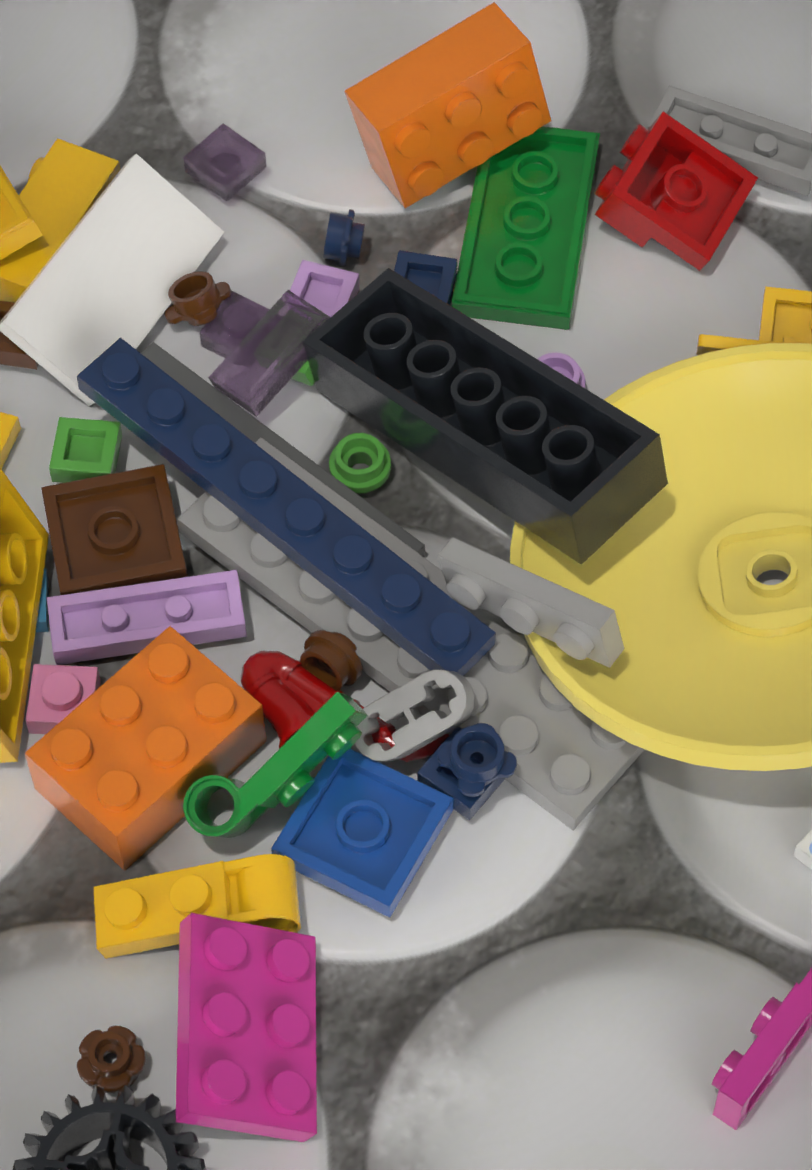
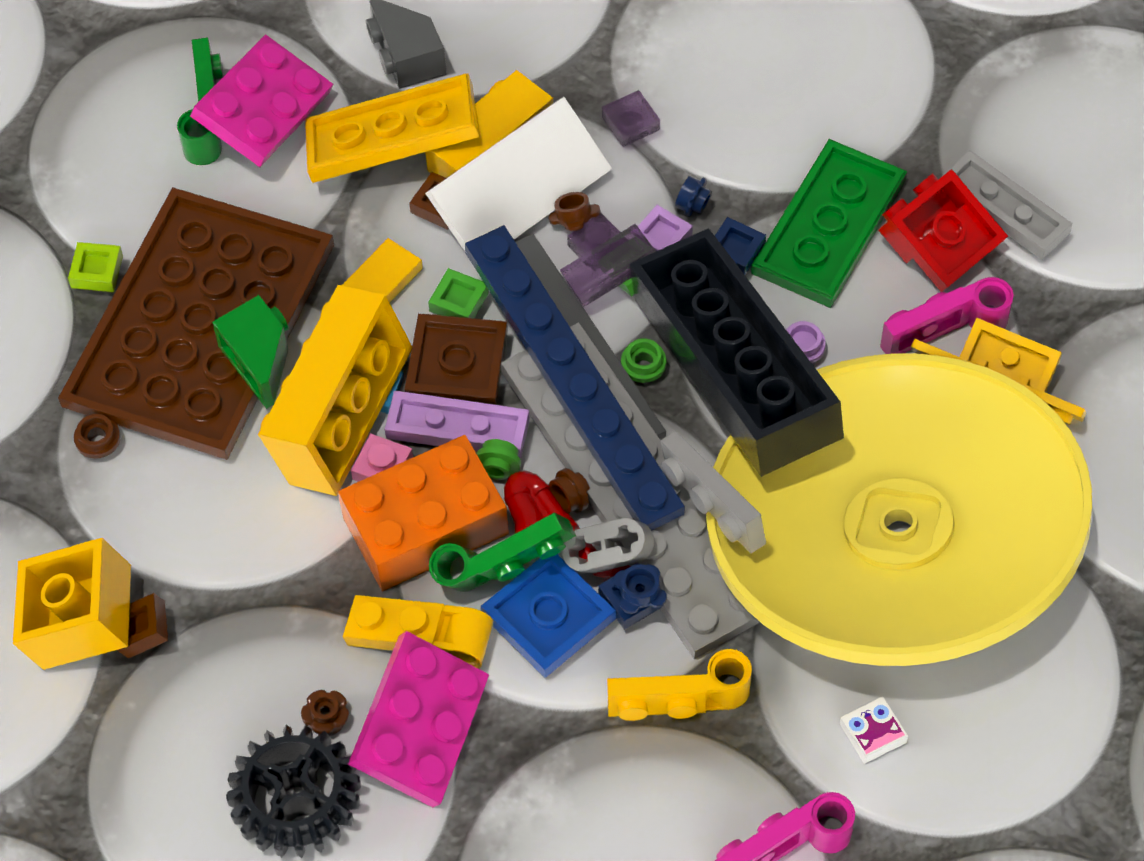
camera: 20 degrees right, 0 degrees up
(223, 643) = (499, 458): none -> bright green plate
(449, 104) = (798, 122): orange brick -> none
(580, 883) = (682, 694): none -> yellow plate
(766, 260) = (948, 312): none -> dark pink plate

